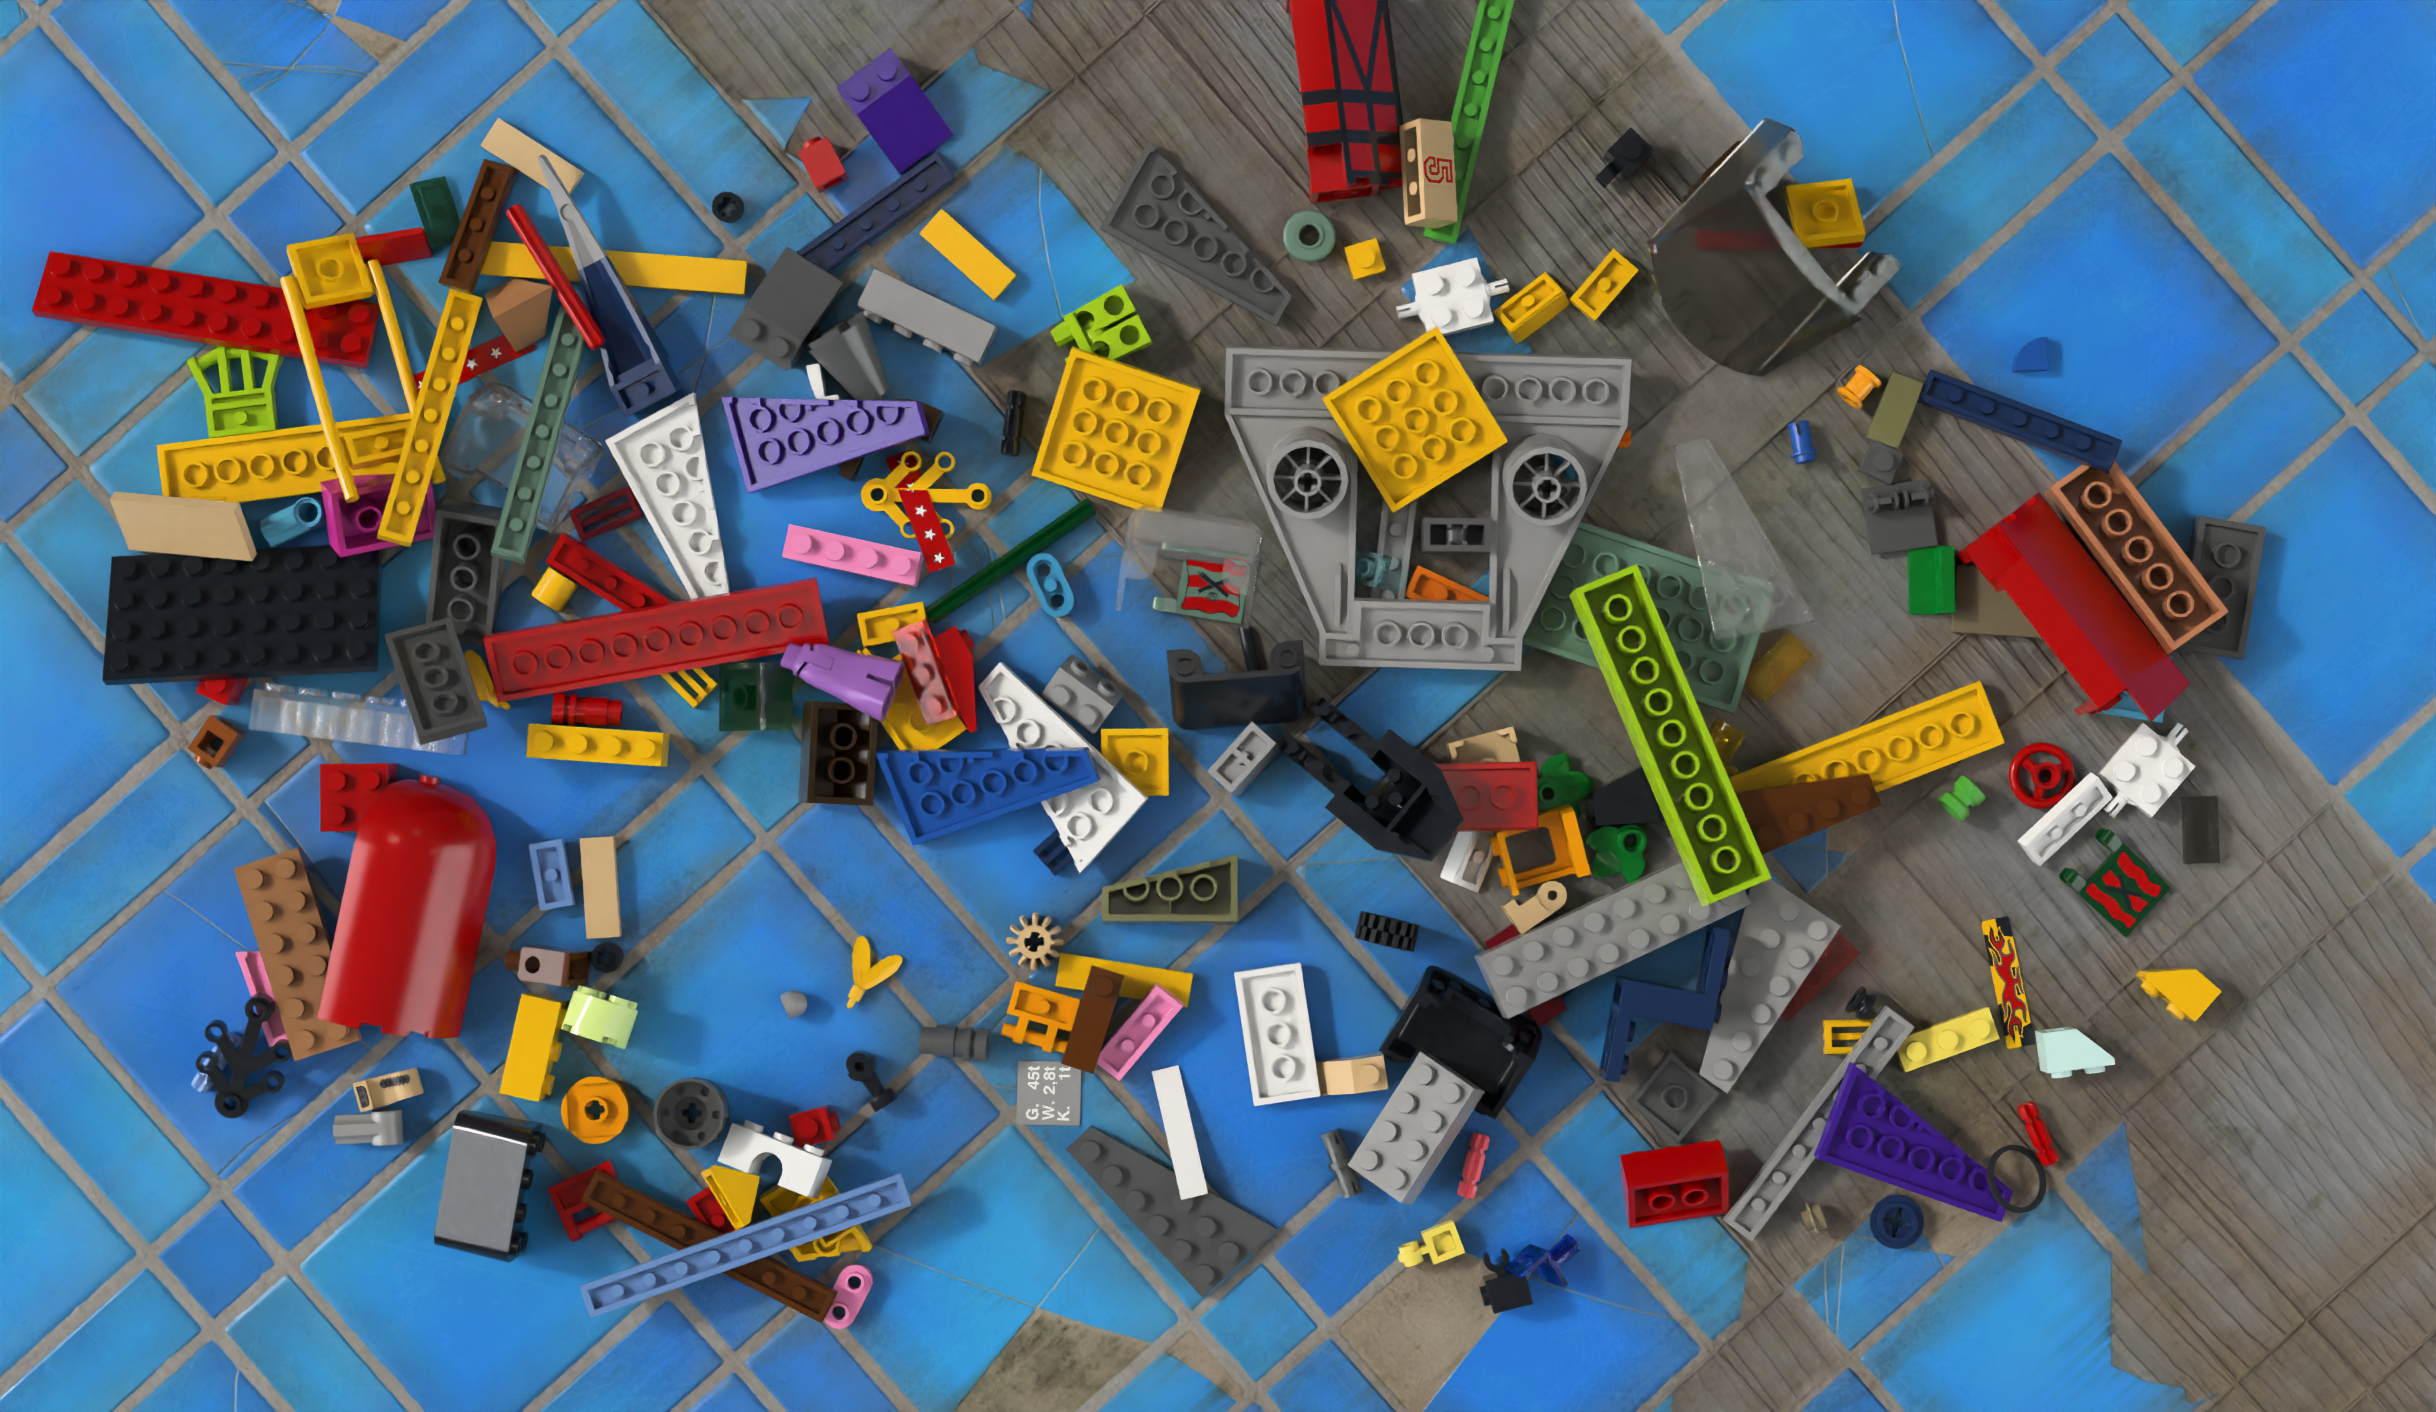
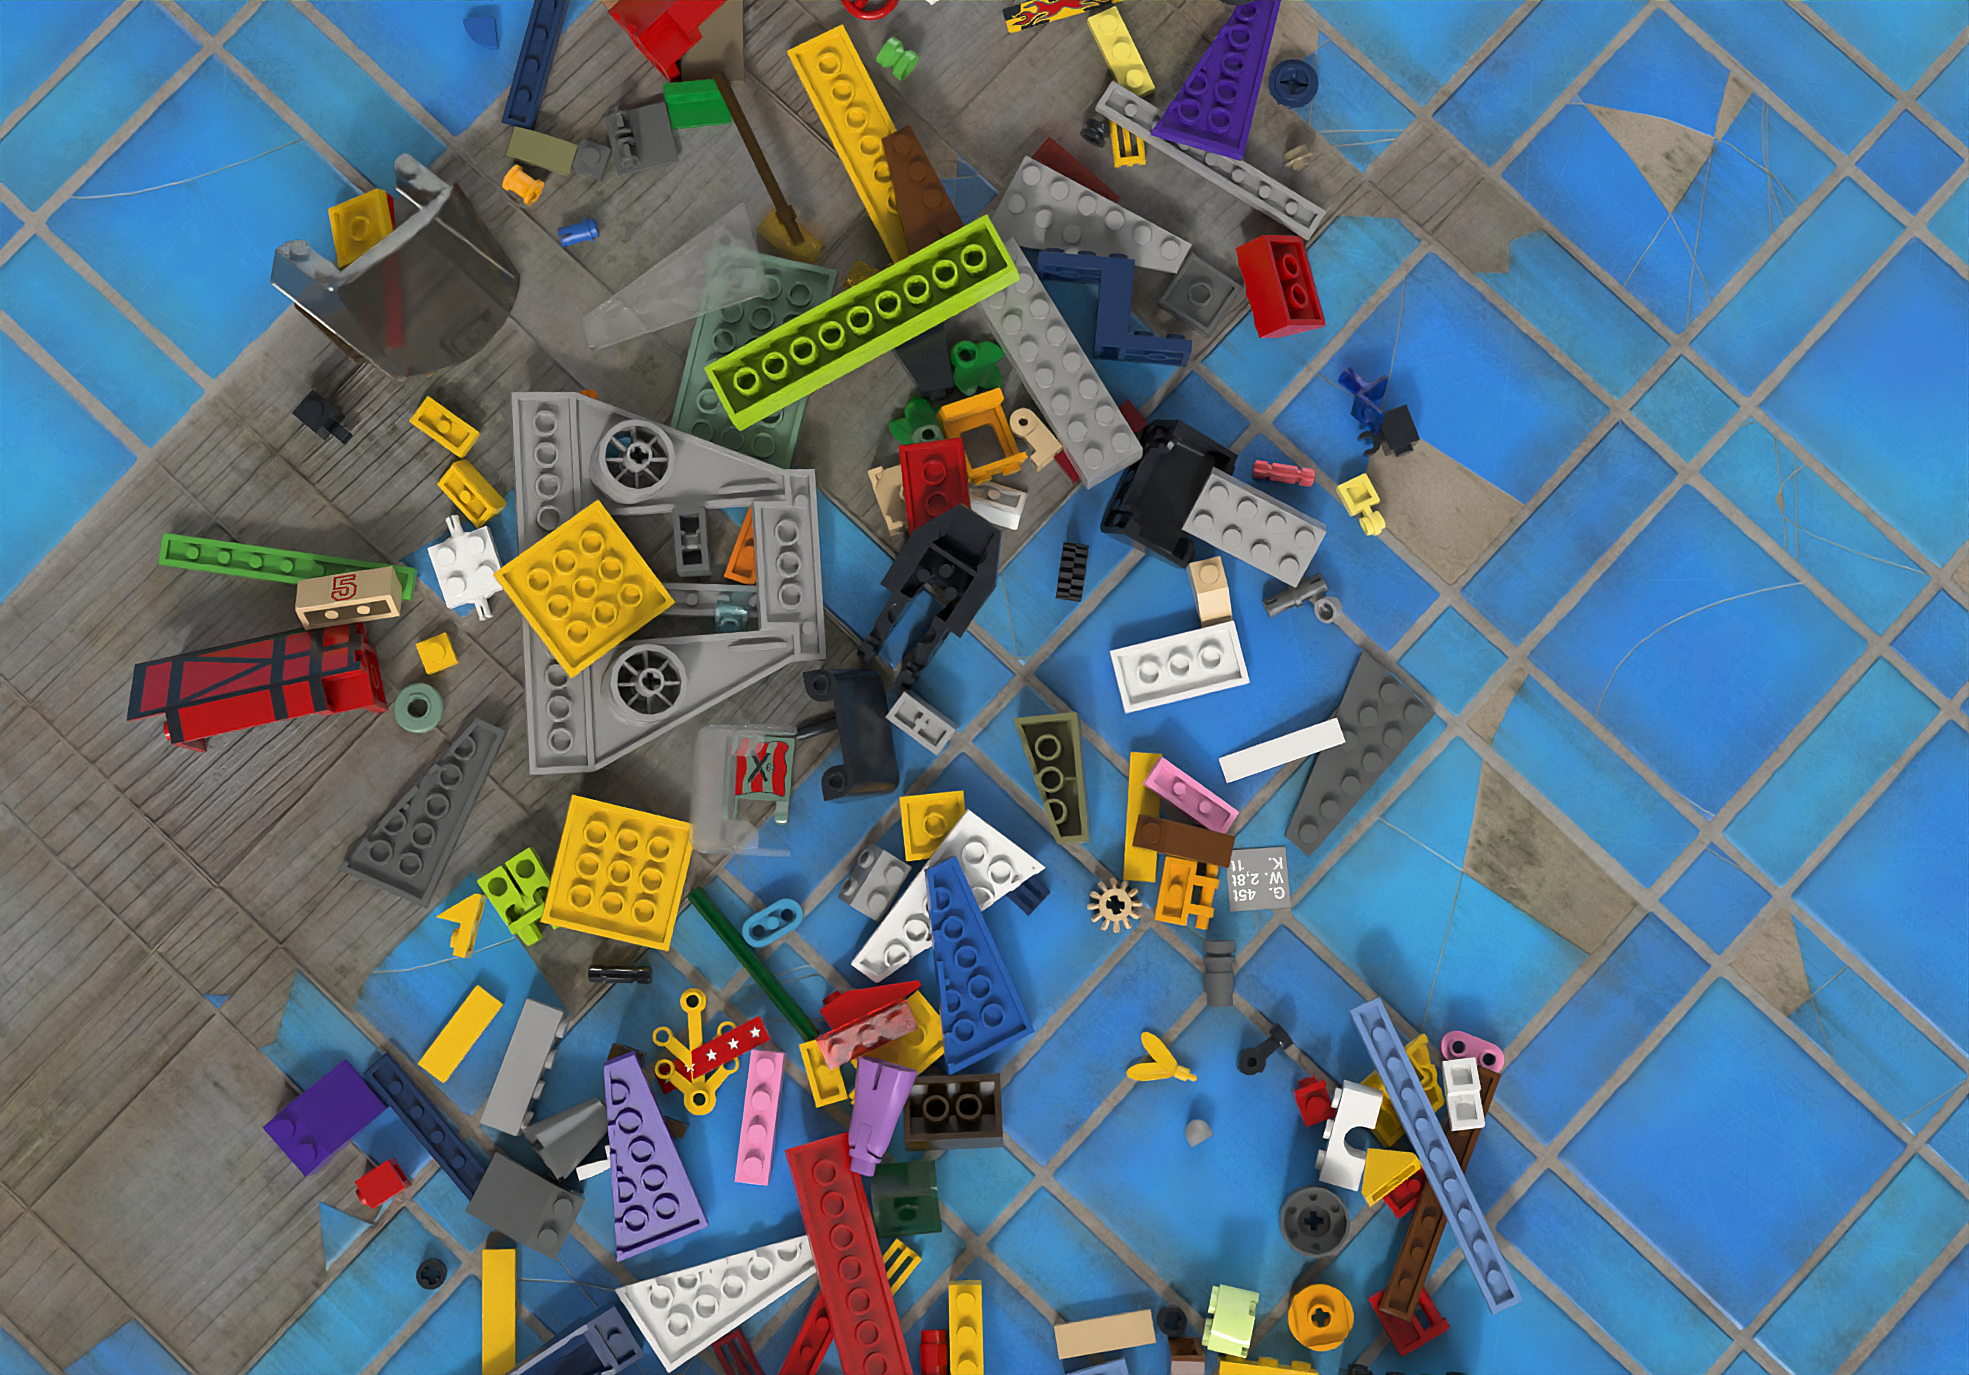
camera: 95 degrees left, 5 degrees down
(804, 1281) = (1463, 1094): none -> white slope
(1087, 272) = (469, 914): none -> yellow slope
(1323, 1197) = (1328, 611): none -> light grey hinge
(1800, 663) = (785, 213): none -> dark brown bar

